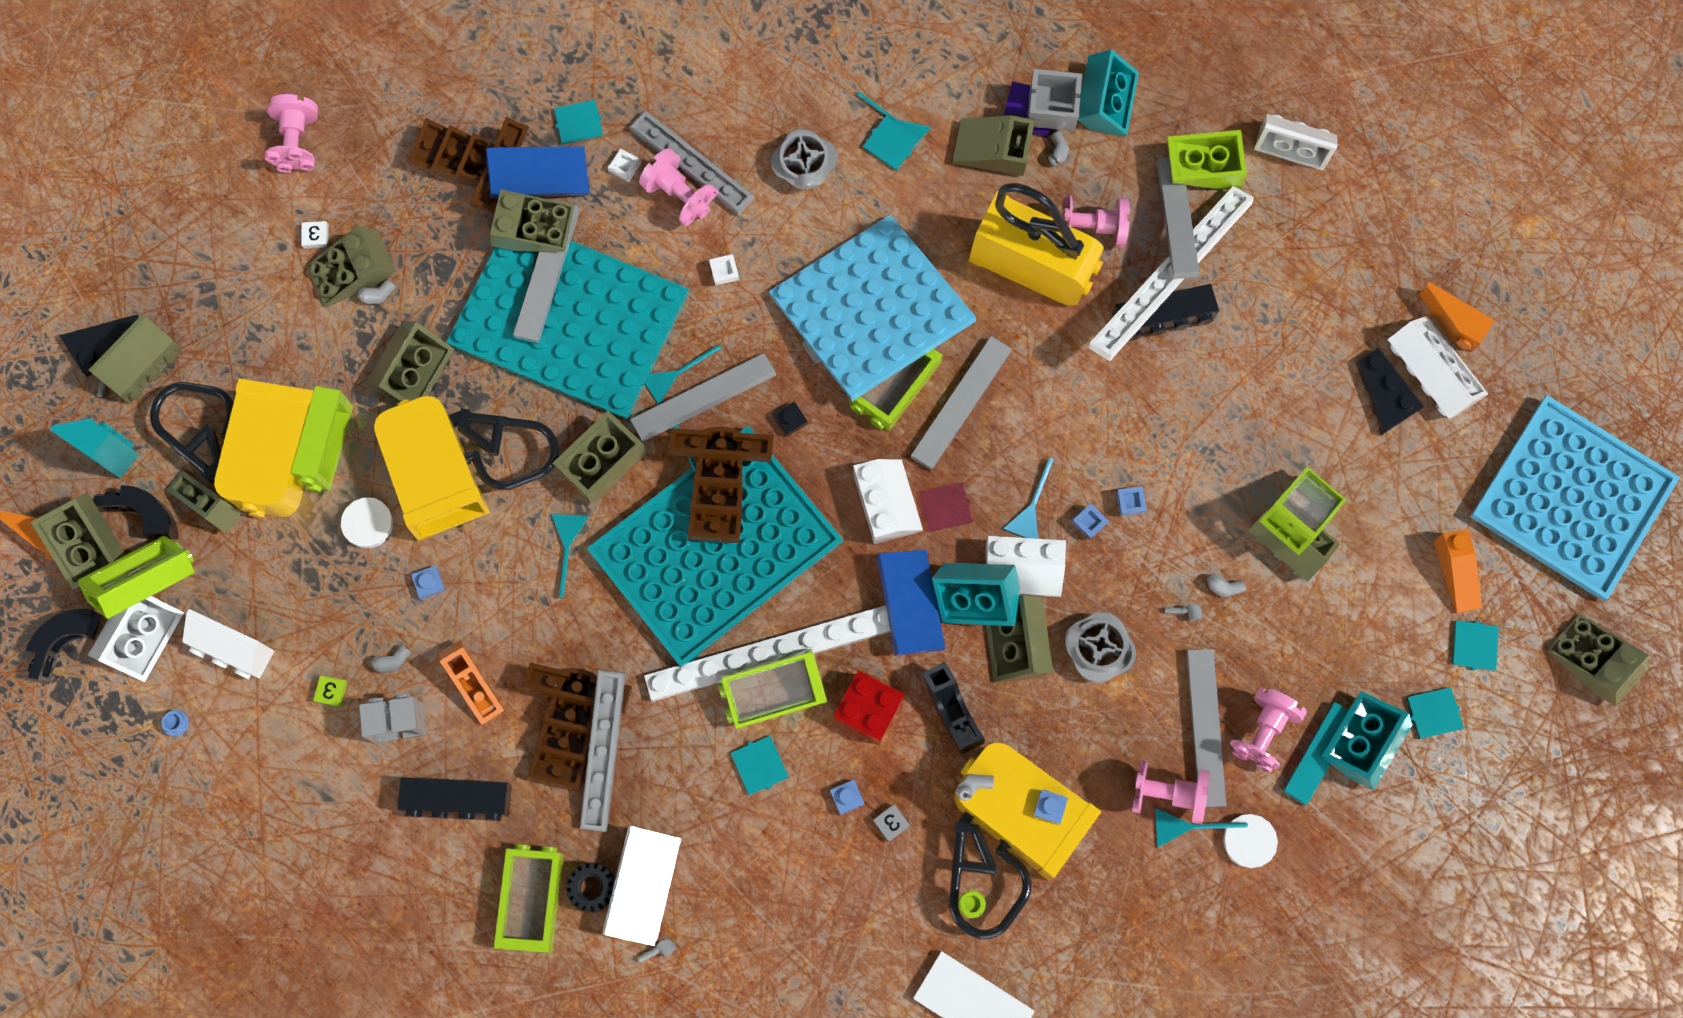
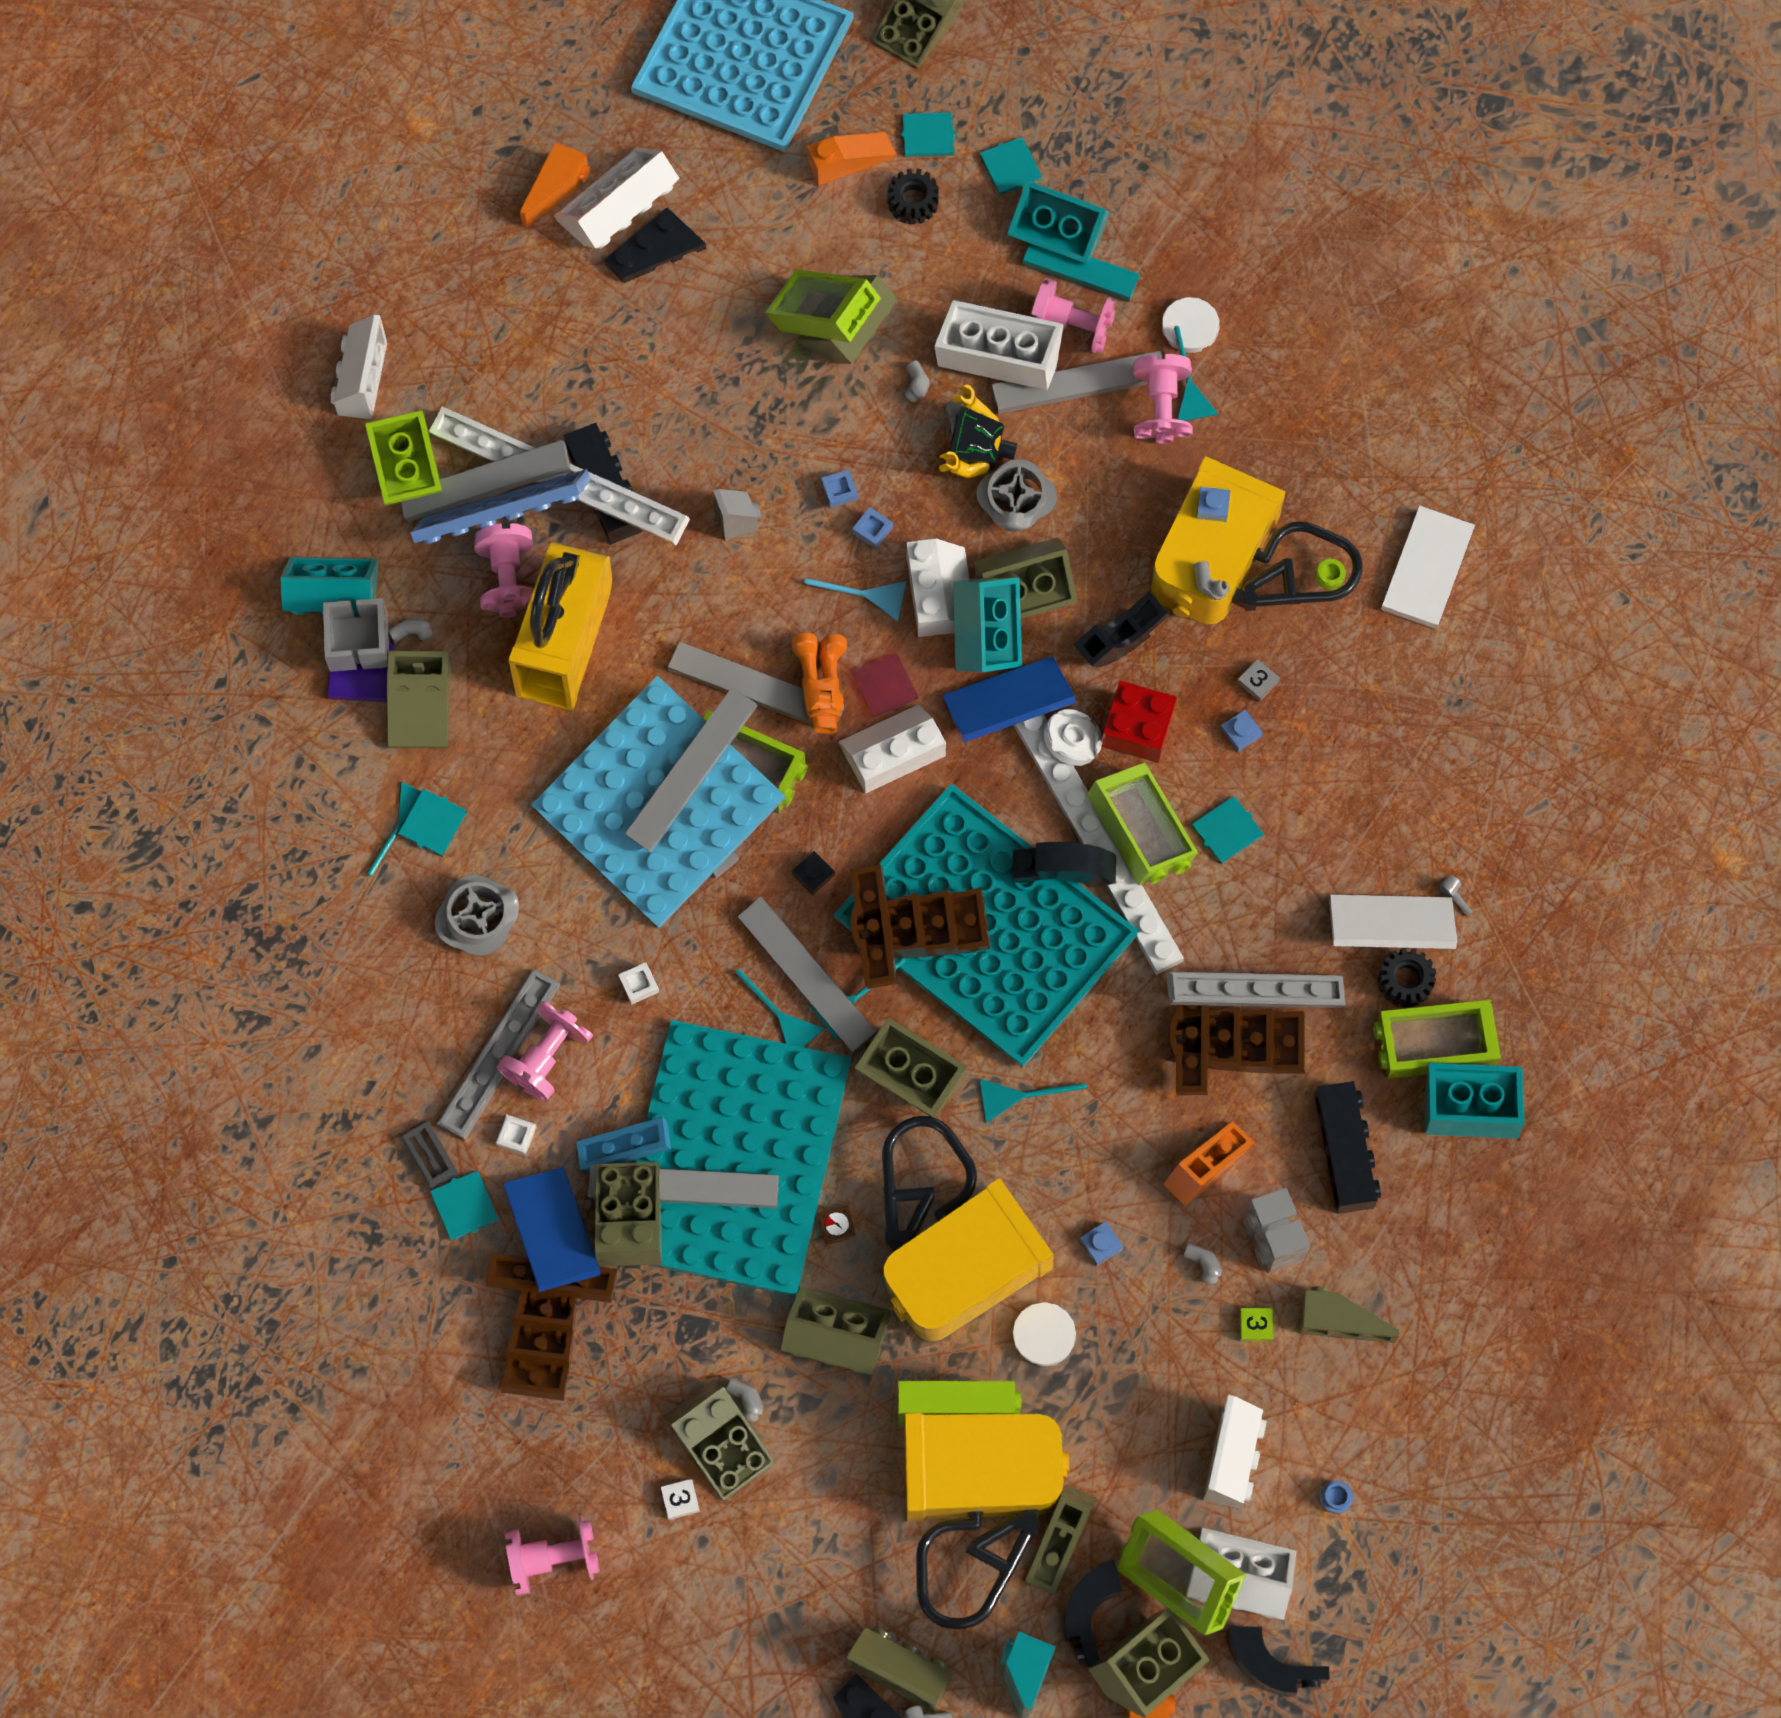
camera: 100 degrees left, 5 degrees down
(315, 756) = (1336, 1316): none -> olive slope
(464, 916) = (1474, 1100): none -> teal slope
(494, 383) = (837, 1225): none -> tile
(591, 234) = (624, 1144): none -> dark azure plate
(625, 106) = (441, 1176): none -> dark grey tile
(745, 614) = (1067, 861): none -> black arch
(865, 648) = (1072, 737): none -> white tile
(887, 328) = (691, 769): none -> light grey tile
(937, 449) = (822, 696): none -> orange piece
(1119, 408) = (735, 513): none -> light grey slope
(1147, 219) = (508, 504): none -> medium blue plate
(1157, 620) = (975, 438): none -> torso
(1247, 658) = (999, 345): none -> white slope
(1424, 610) = (908, 210): none -> black tyre

